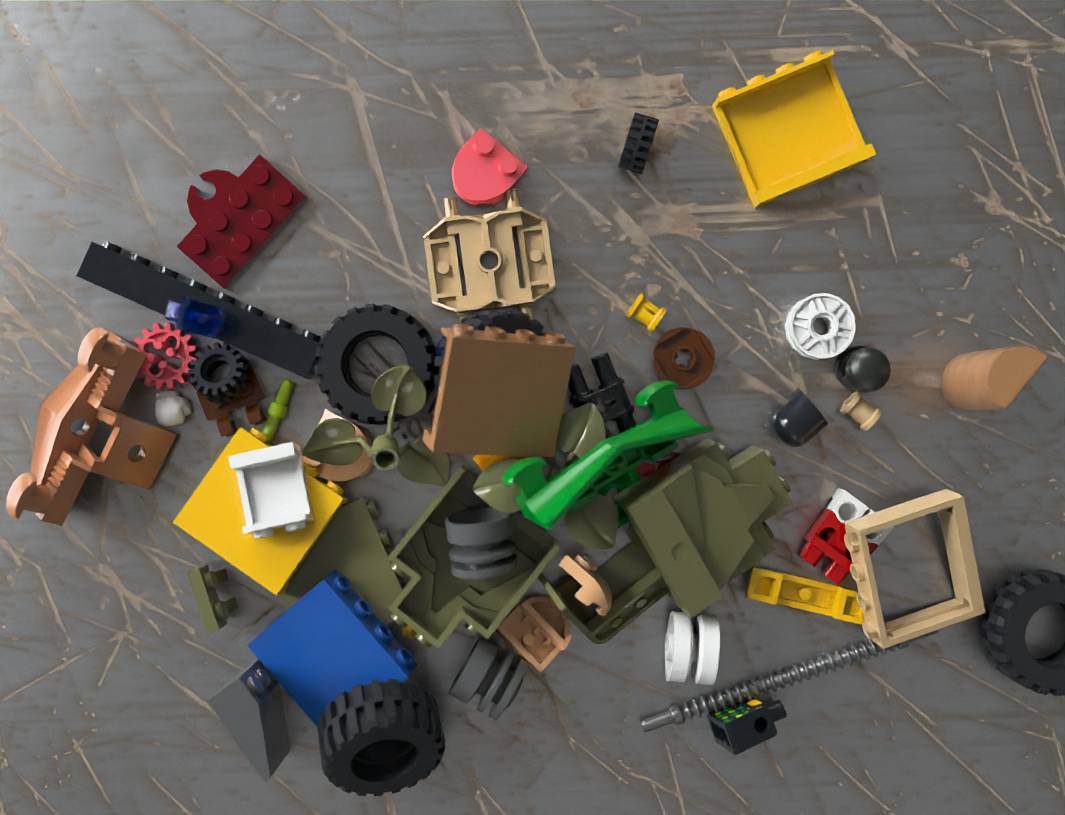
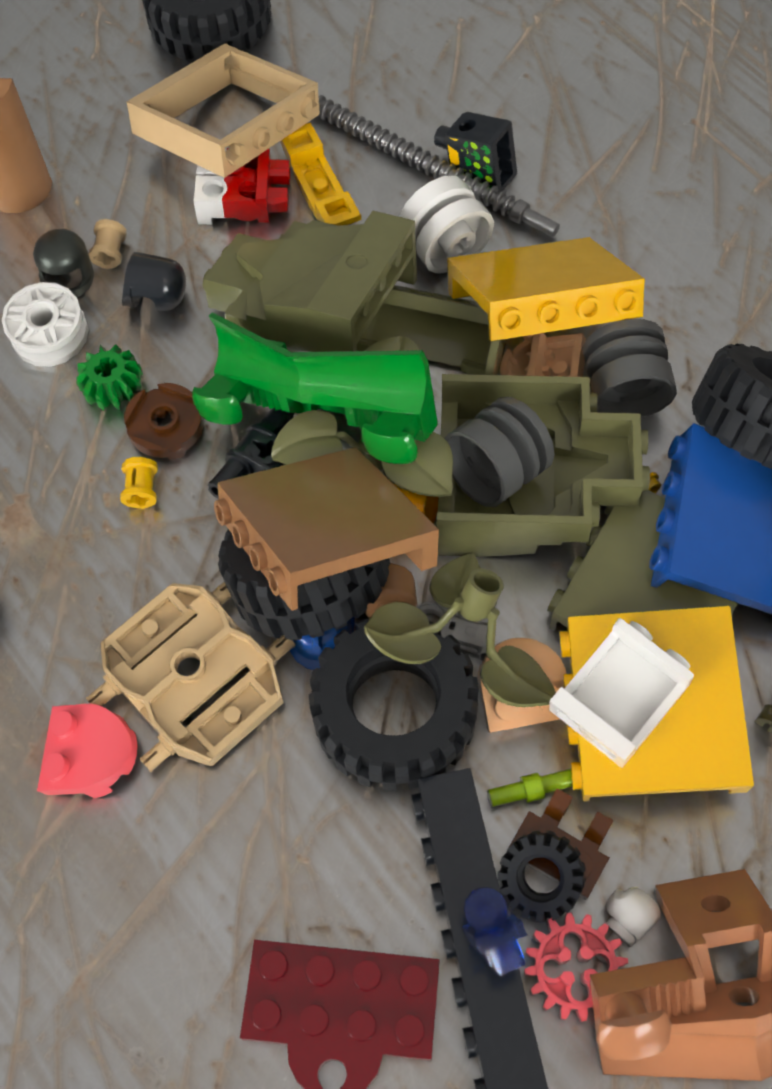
camera: 125 degrees left, 25 degrees down
(582, 670) = (547, 287): none -> yellow panel
(594, 586) = (459, 339): light nougat slope -> none
(752, 338) = (109, 377): none -> green gear

